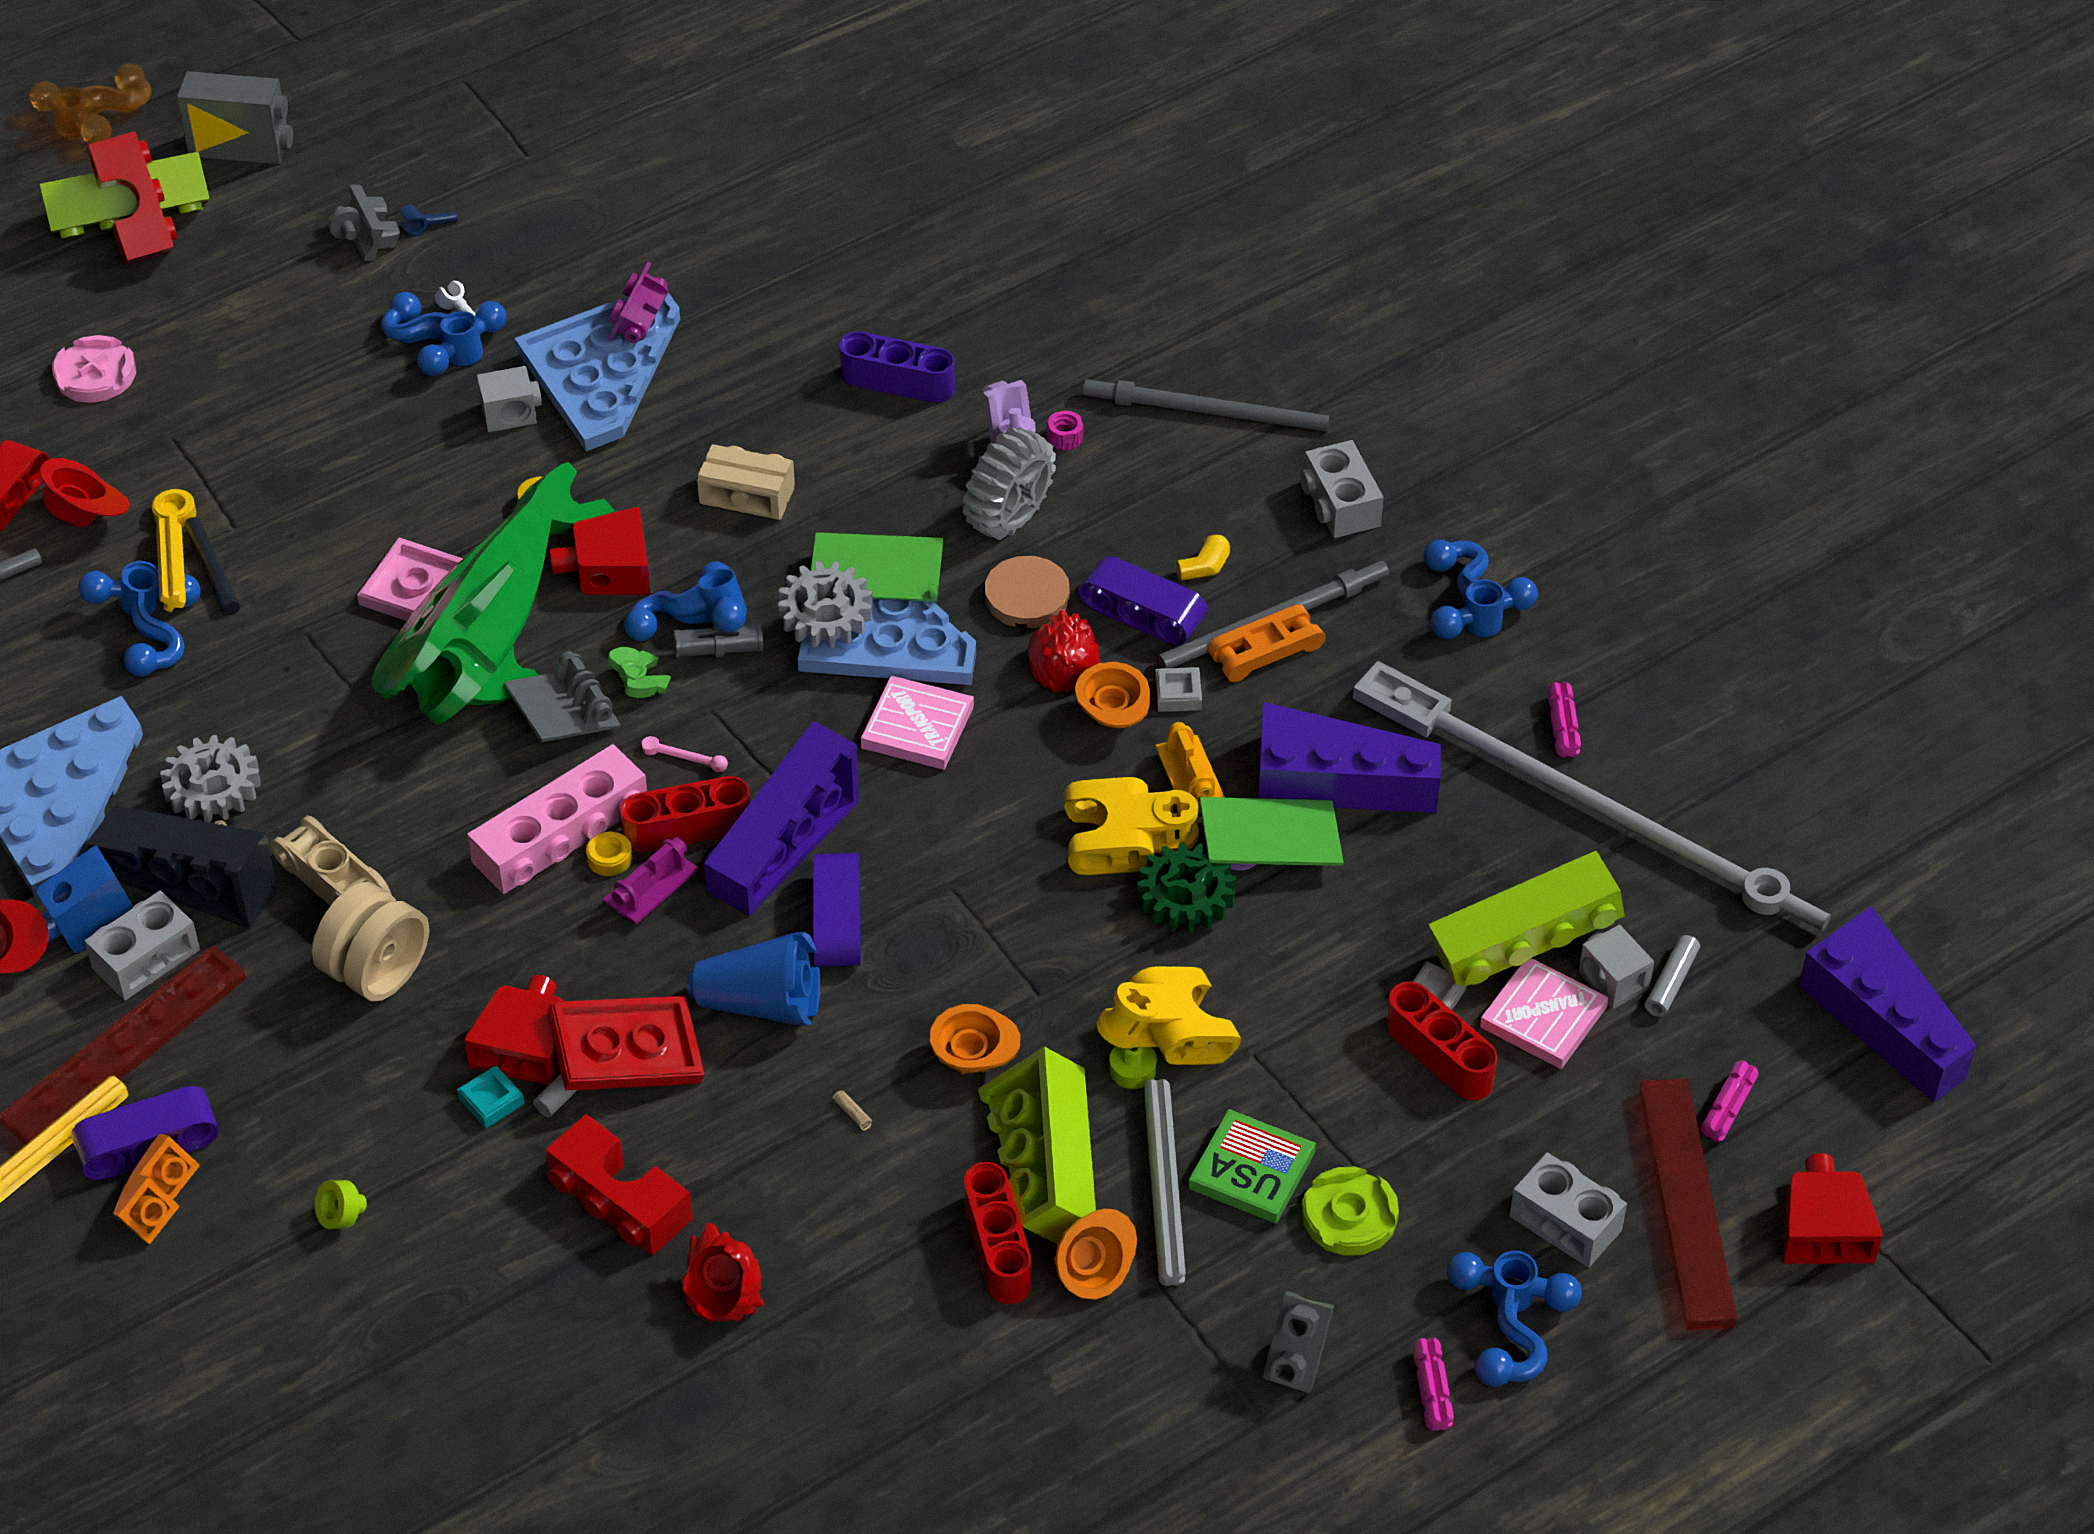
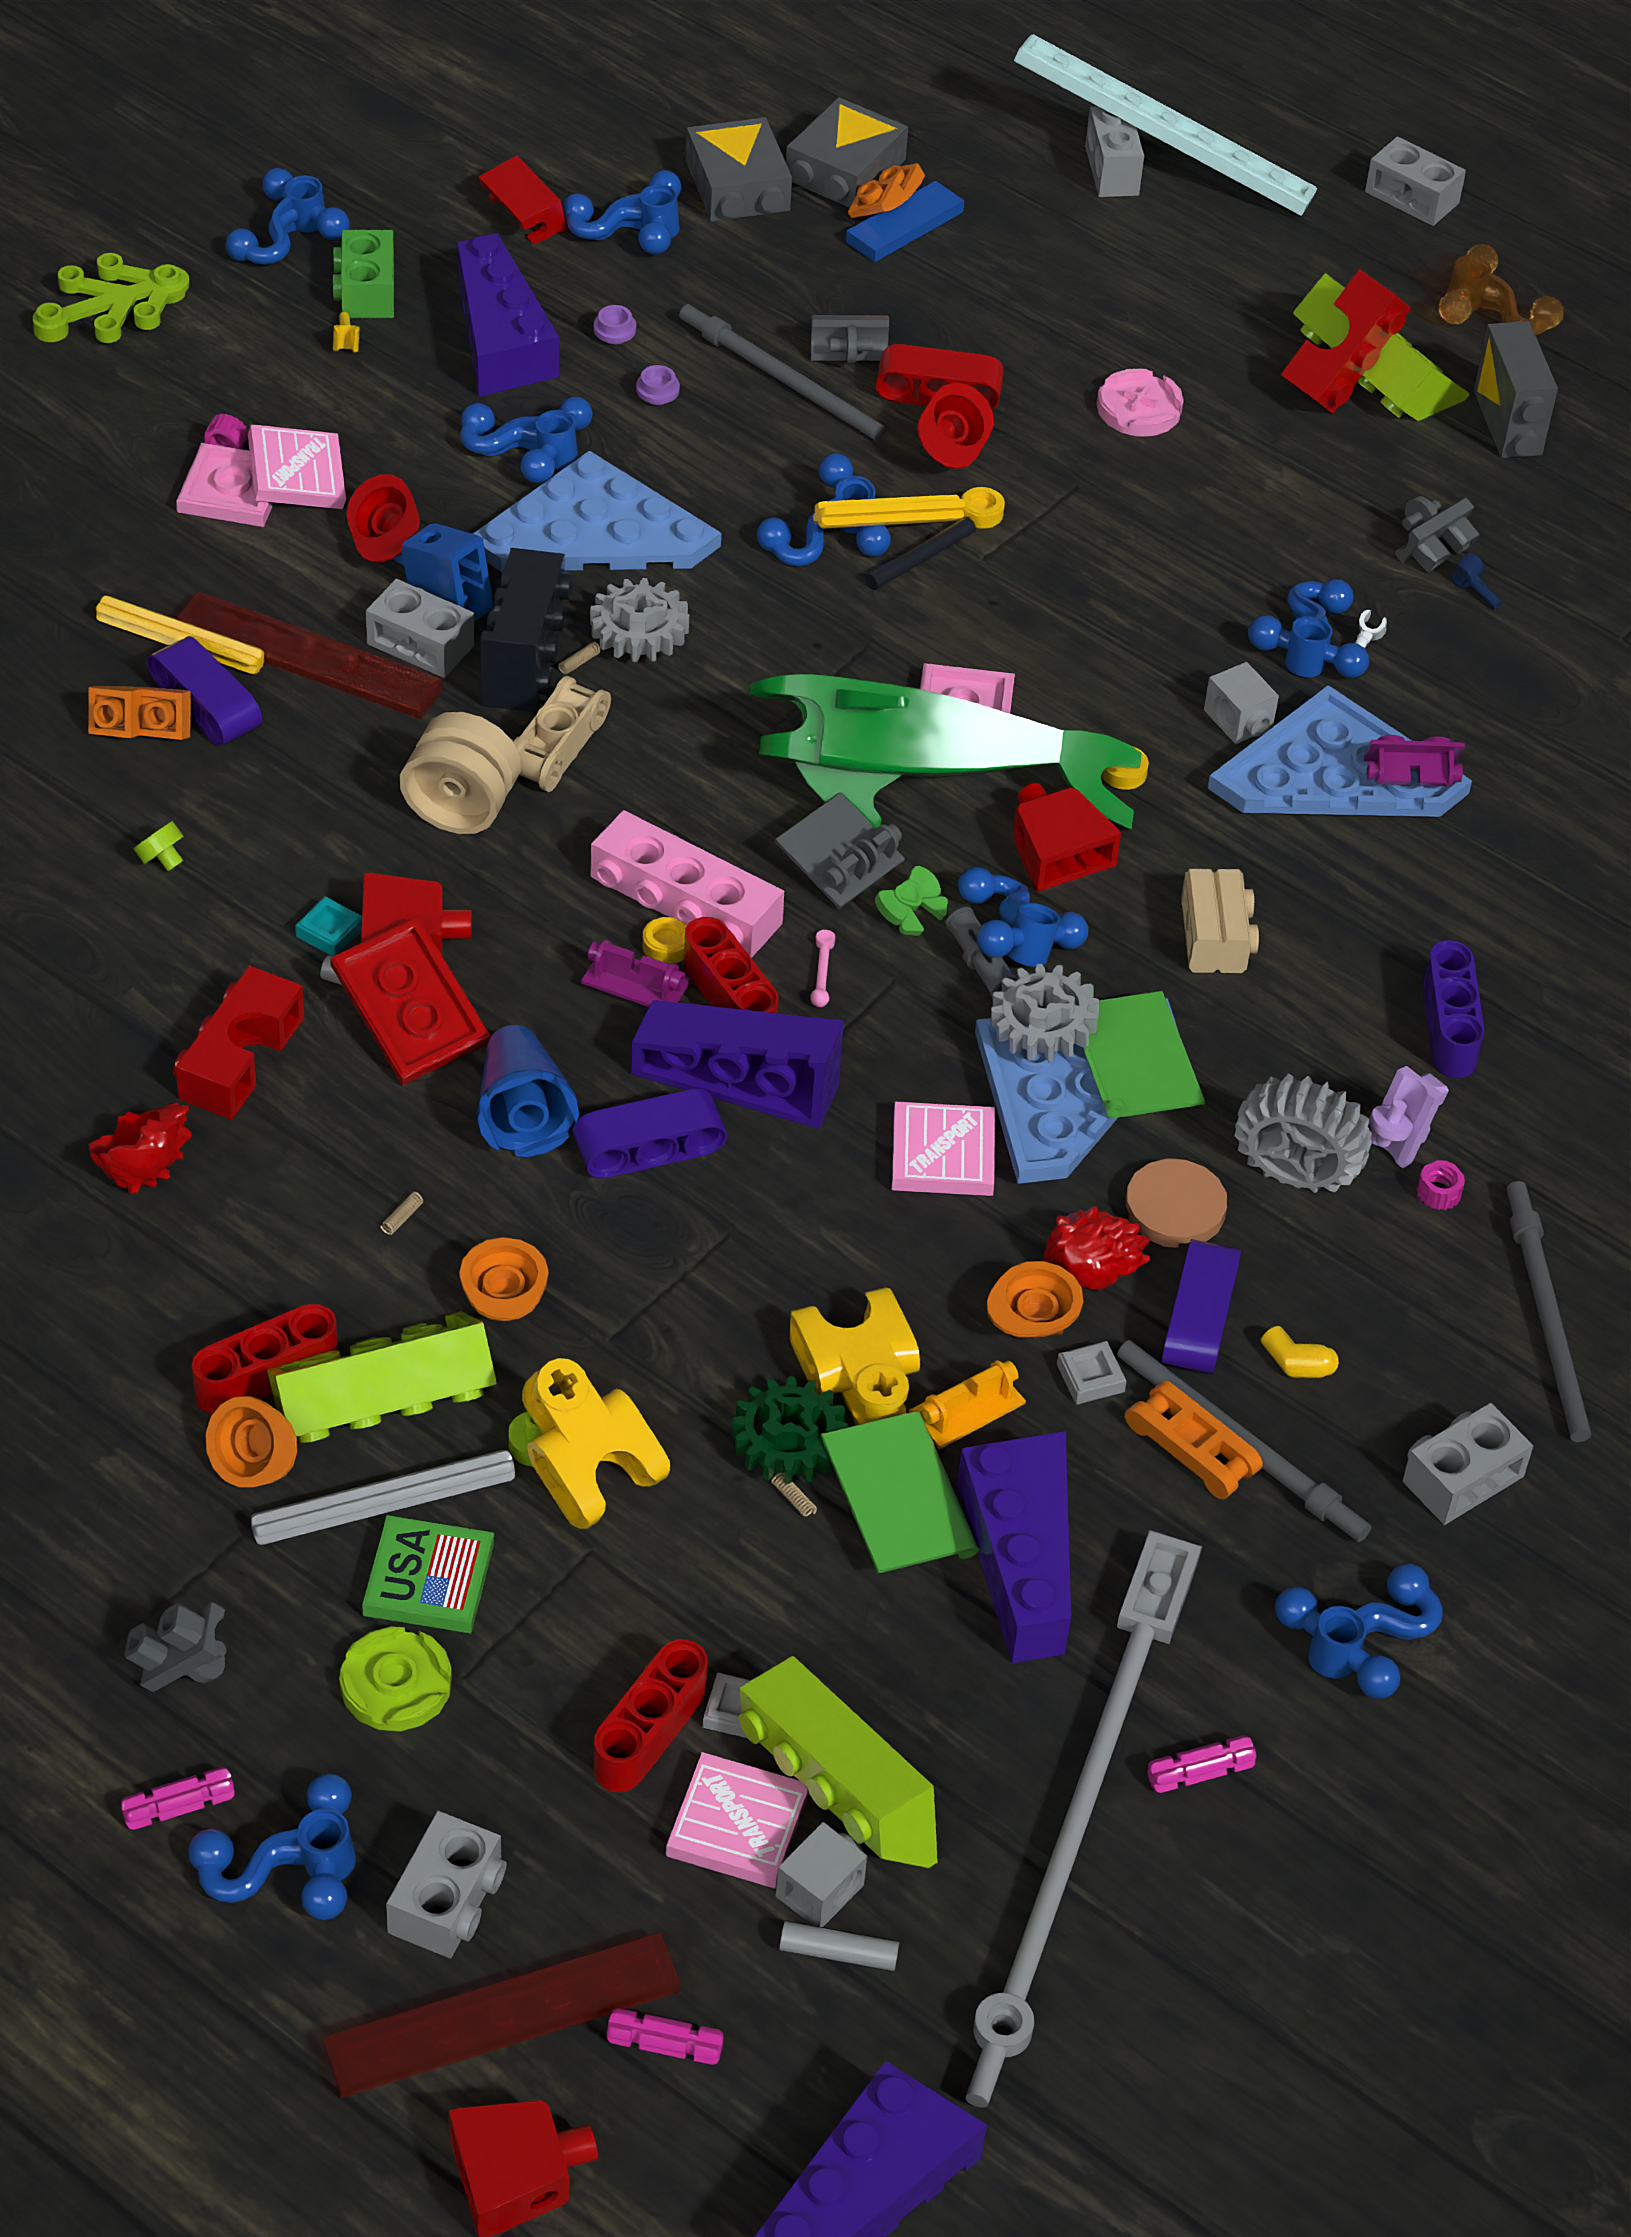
camera: 70 degrees right, 0 degrees up
(1245, 903) = (799, 1493): none -> tan leg

